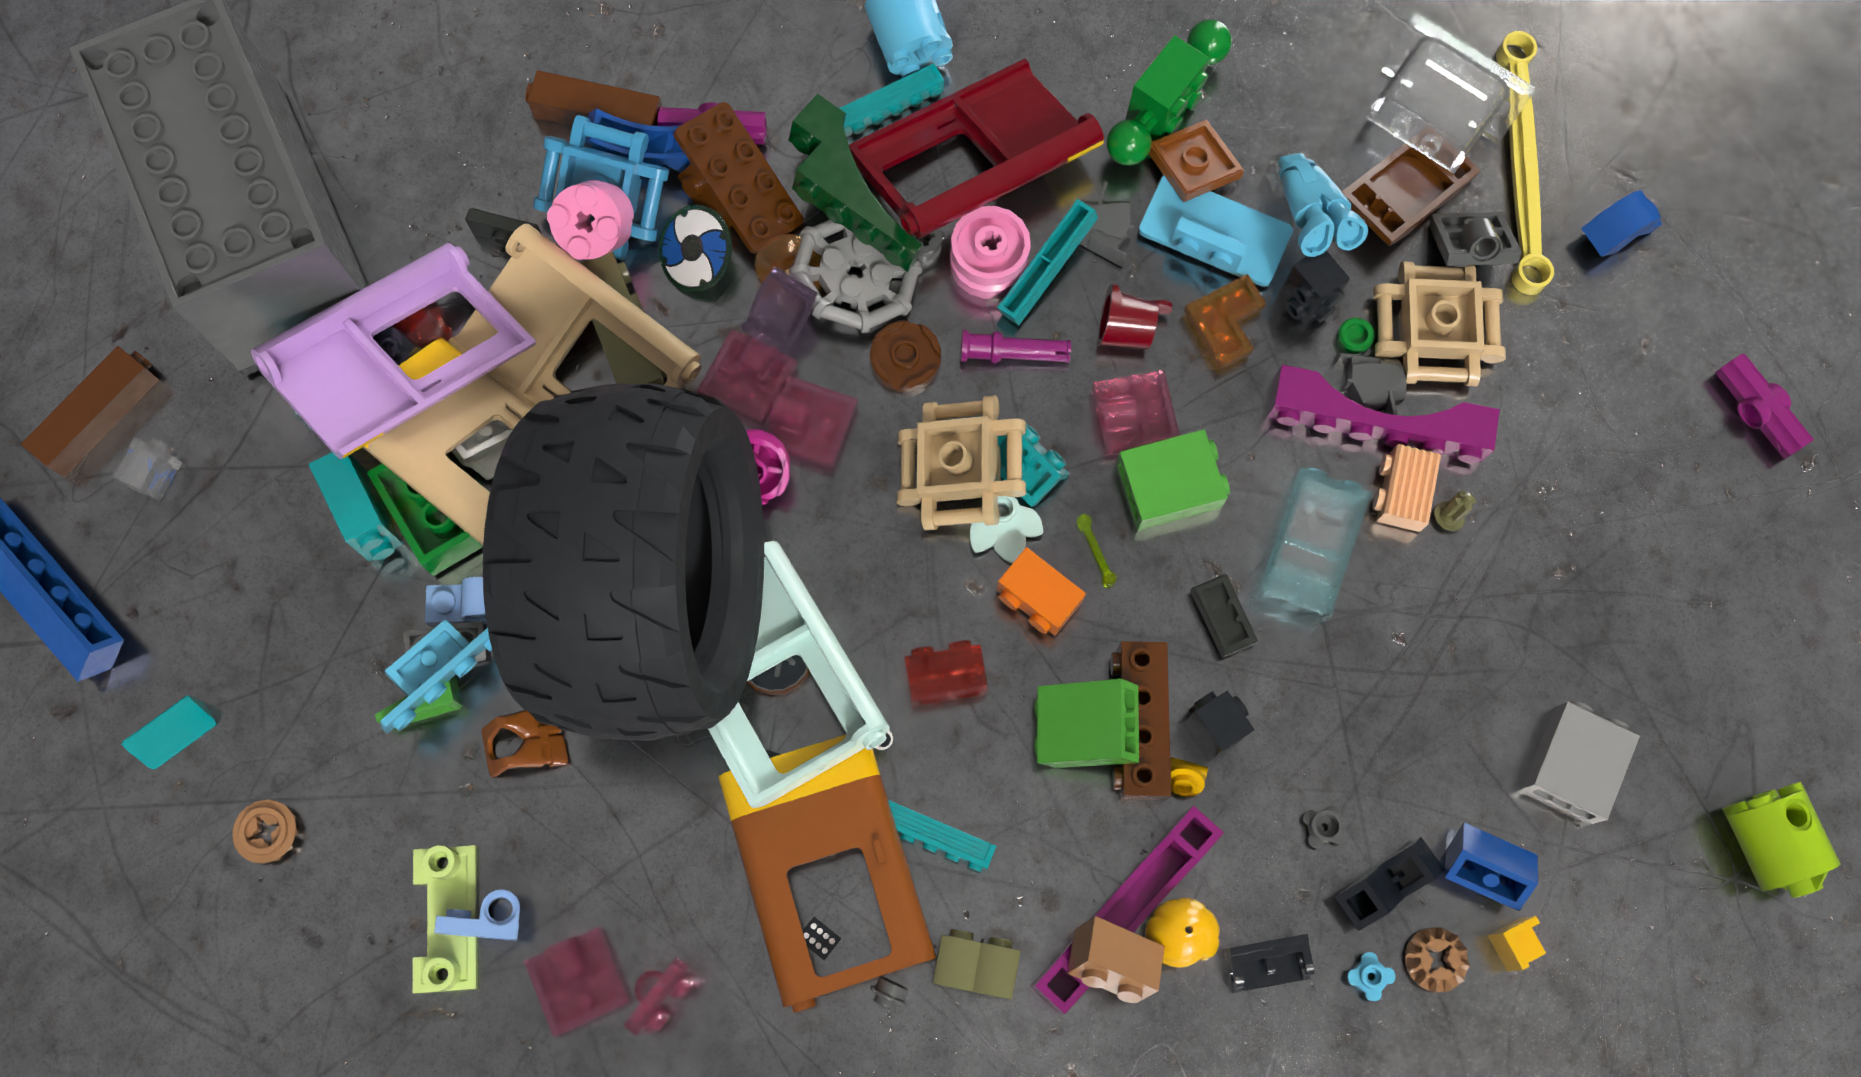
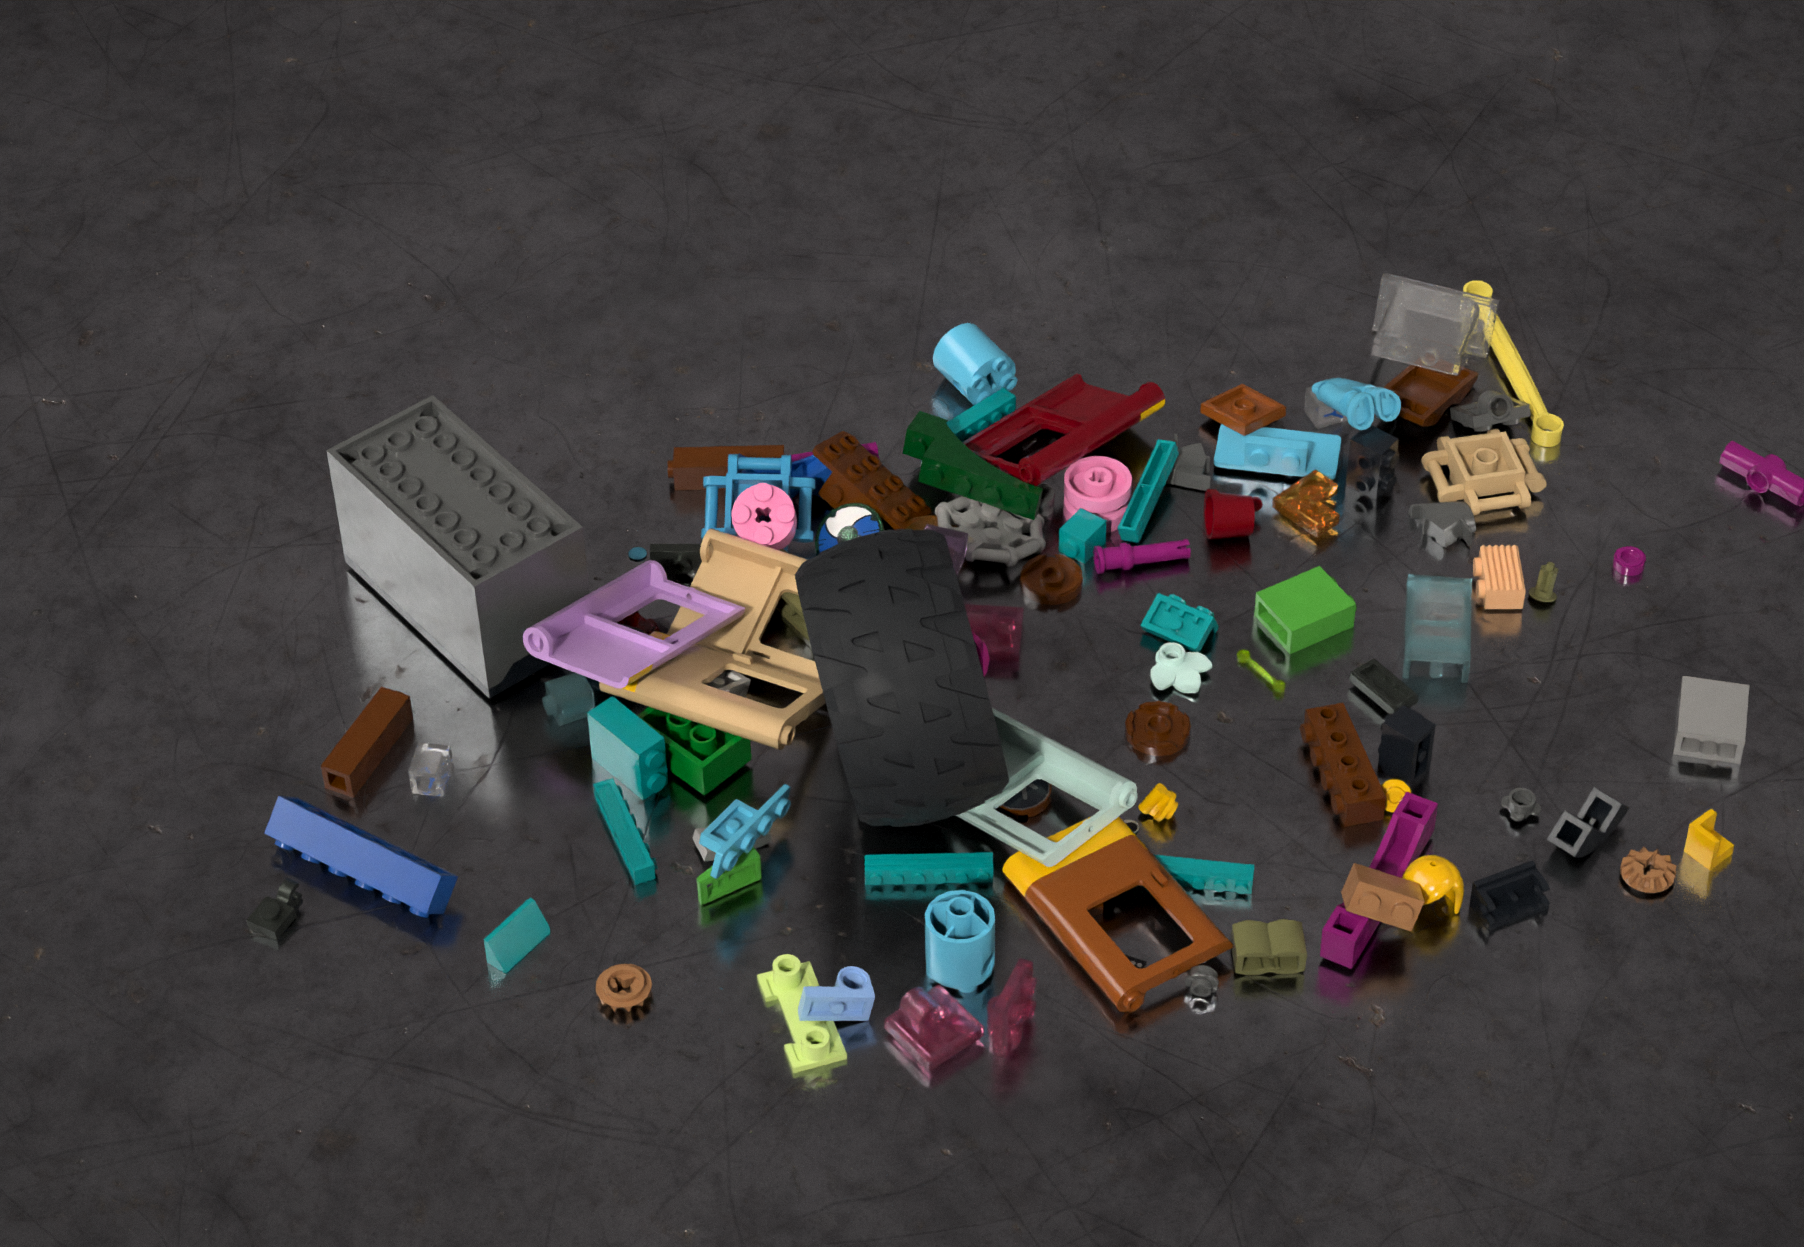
camera: 10 degrees left, 30 degrees down
(330, 608) = (624, 831): none -> teal piece
(455, 602) = (751, 789): light blue plate -> none
(466, 200) = (637, 553): none -> medium azure sticker
(539, 747) = (839, 881): dark orange piece -> none
(629, 886) = (960, 940): none -> medium azure cylinder
(652, 753) = (929, 868): none -> teal piece
(924, 725) = (1159, 803): none -> yellow plate
(945, 673) = (1173, 764): clear red brick -> none
(955, 307) = (1081, 534): none -> teal brick
(955, 606) = (1157, 728): none -> reddish brown tile
(960, 462) = (1125, 624): tan brick -> none
(1039, 592) = (1226, 696): orange brick -> none
(1087, 724) = (1298, 765): bright green brick -> none
(1134, 411) = (1253, 571): clear pink plate -> none
(1167, 90) = (1204, 364): green brick -> none
(1309, 400) = (1400, 539): magenta arch -> none
(1355, 336) = (1418, 494): green tile -> none
(1359, 976) = (1597, 891): medium azure plate -> none
(1491, 866) = (1666, 793): blue brick -> none
(1563, 492) = (1629, 561): none -> magenta tile
(1622, 223) = (1604, 380): blue brick -> none

